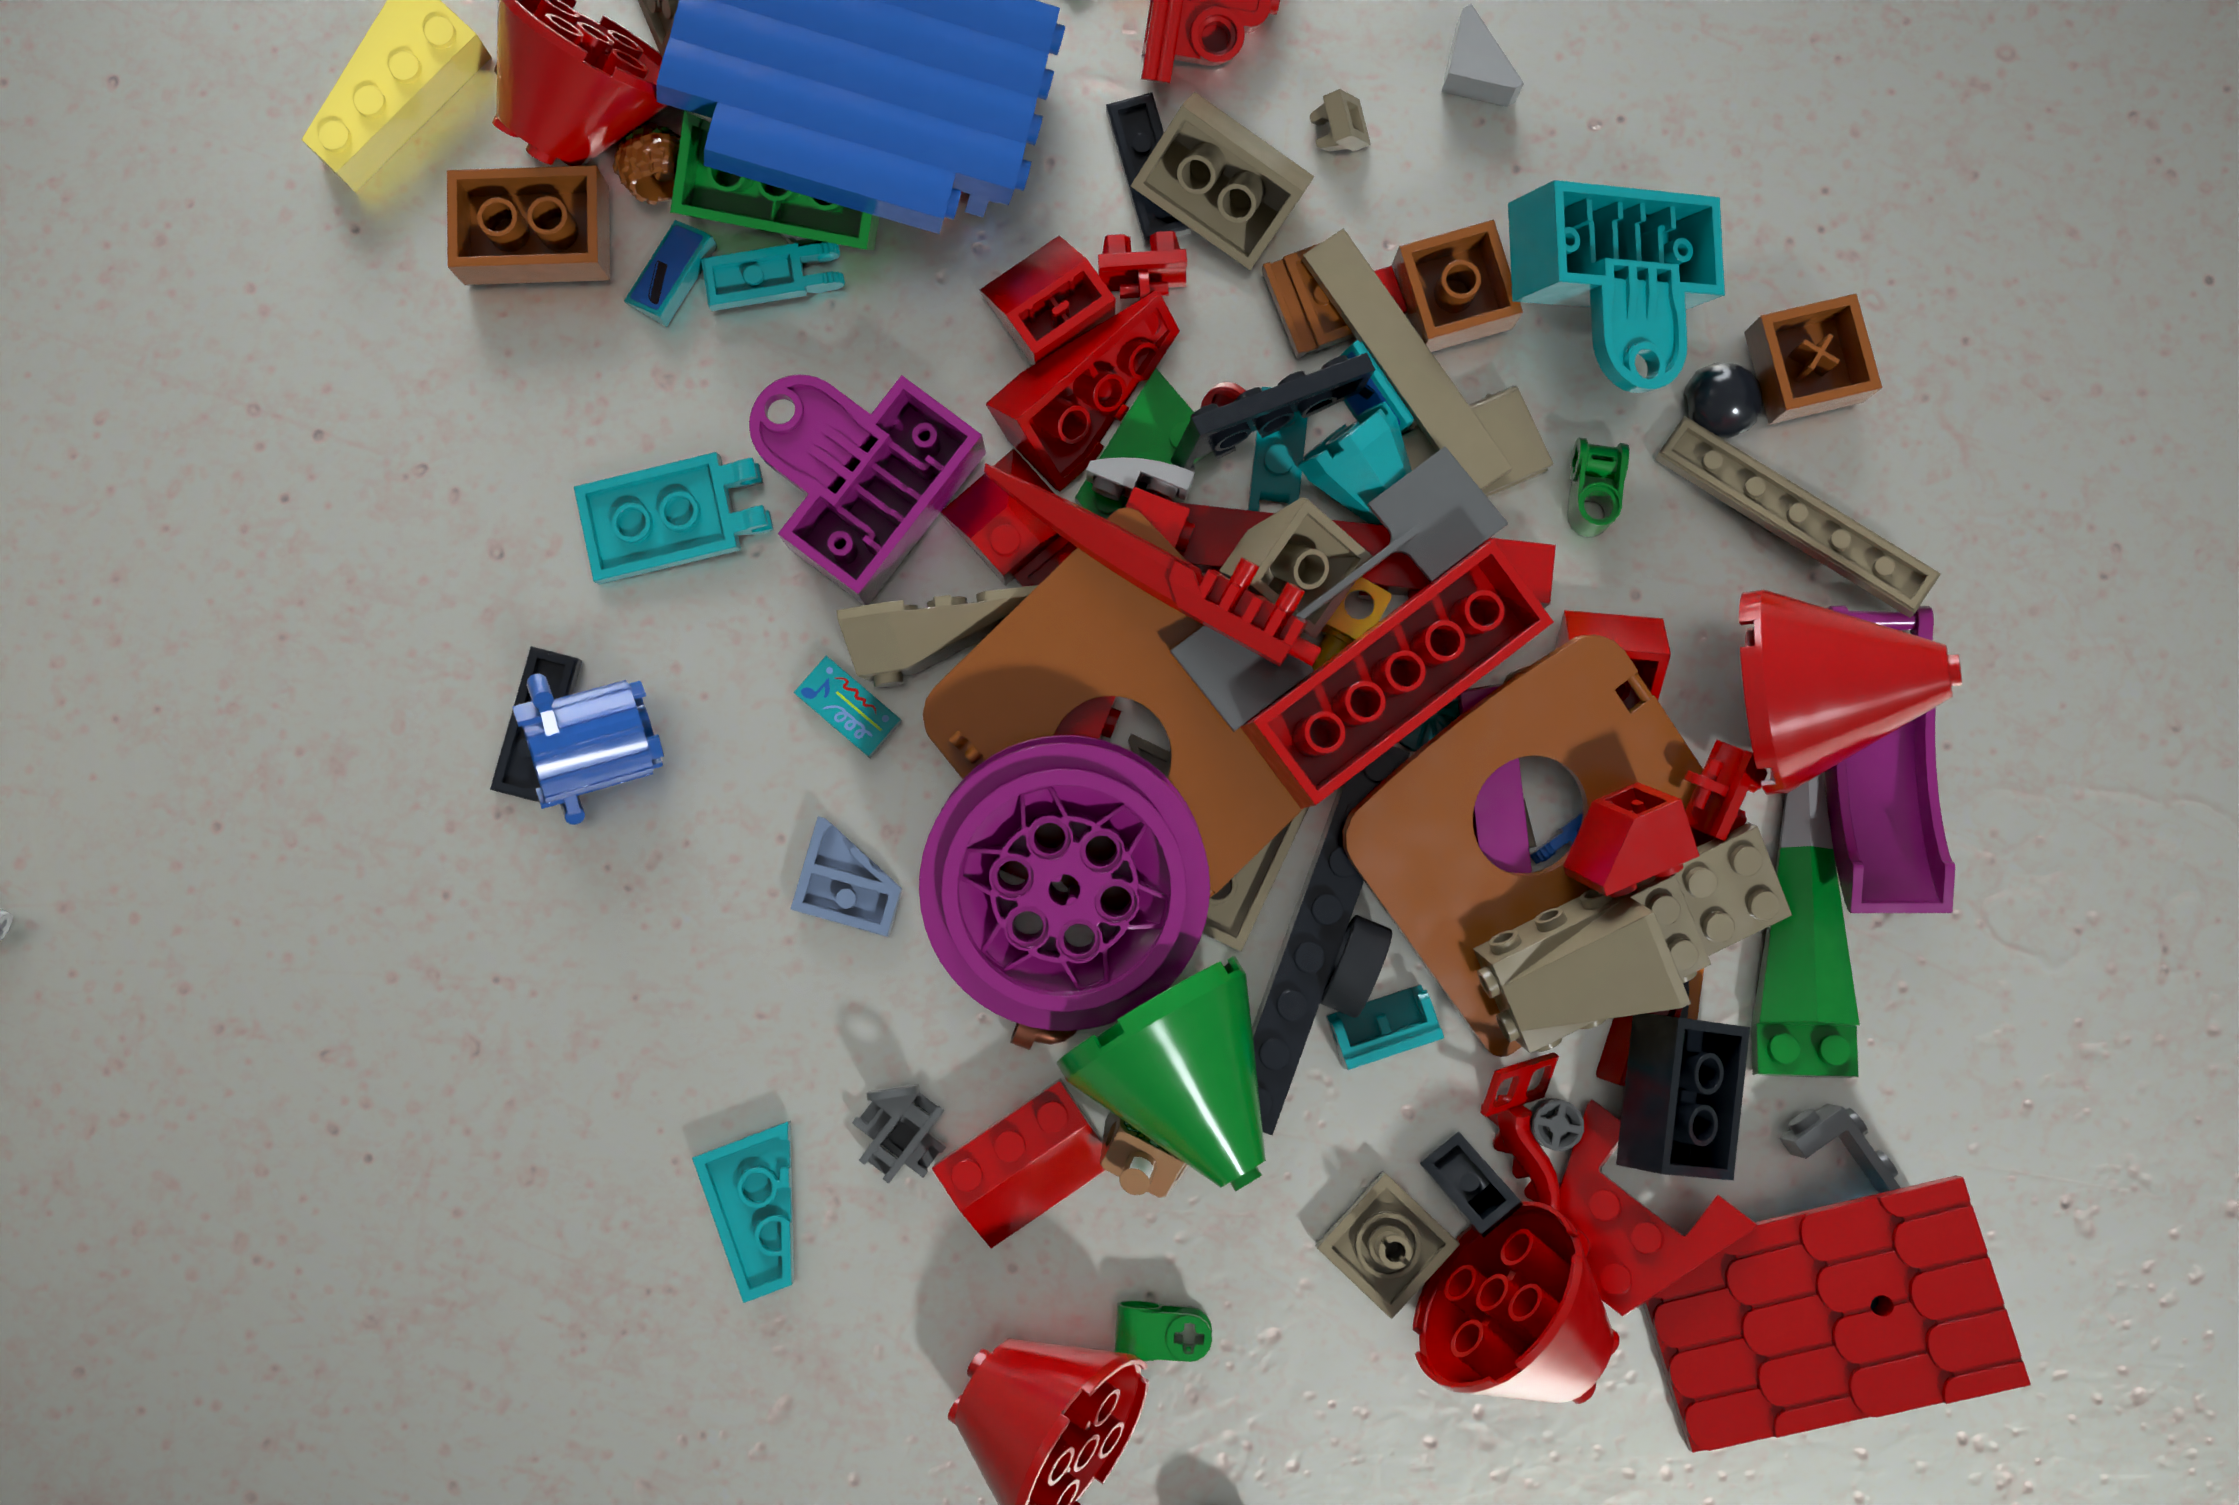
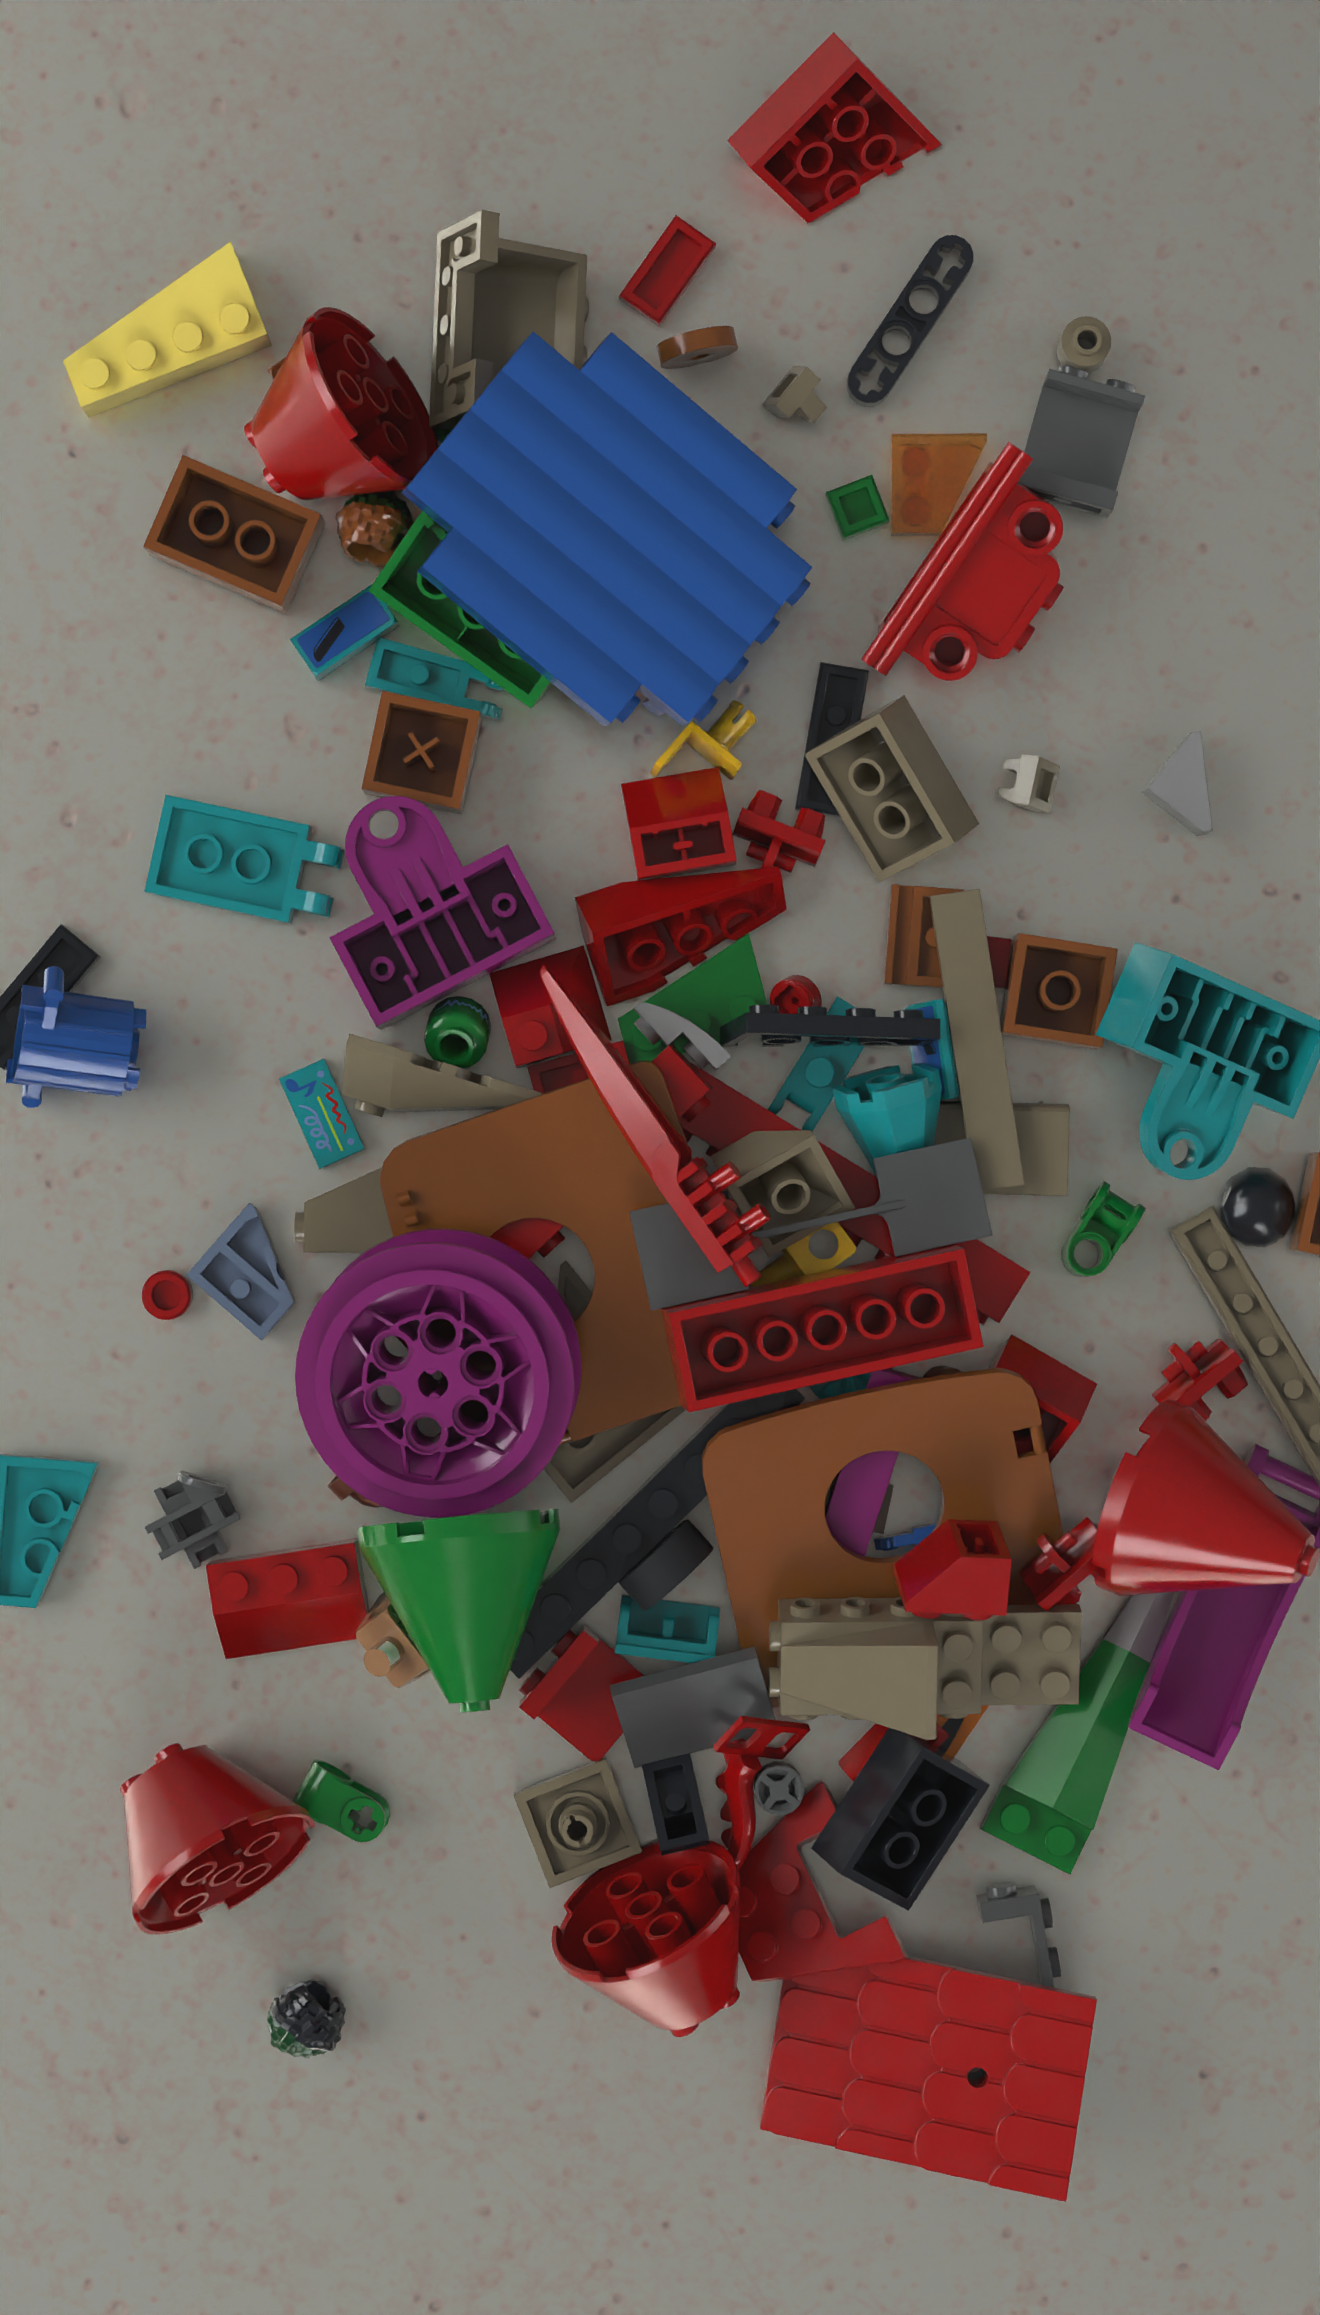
camera: 30 degrees right, 5 degrees up
(782, 937) = (167, 1294): none -> red tile
(786, 333) = (422, 751): none -> dark orange brick
(911, 788) = (345, 1218): none -> dark tan slope
(935, 569) = (457, 1032): none -> green head
(1043, 219) = (712, 744): none -> yellow bracket
(1338, 1120) = (576, 1692): none -> red bracket
(1440, 1085) = (690, 1705): none -> dark grey tile
(1747, 566) = (1198, 1372): none -> red hips

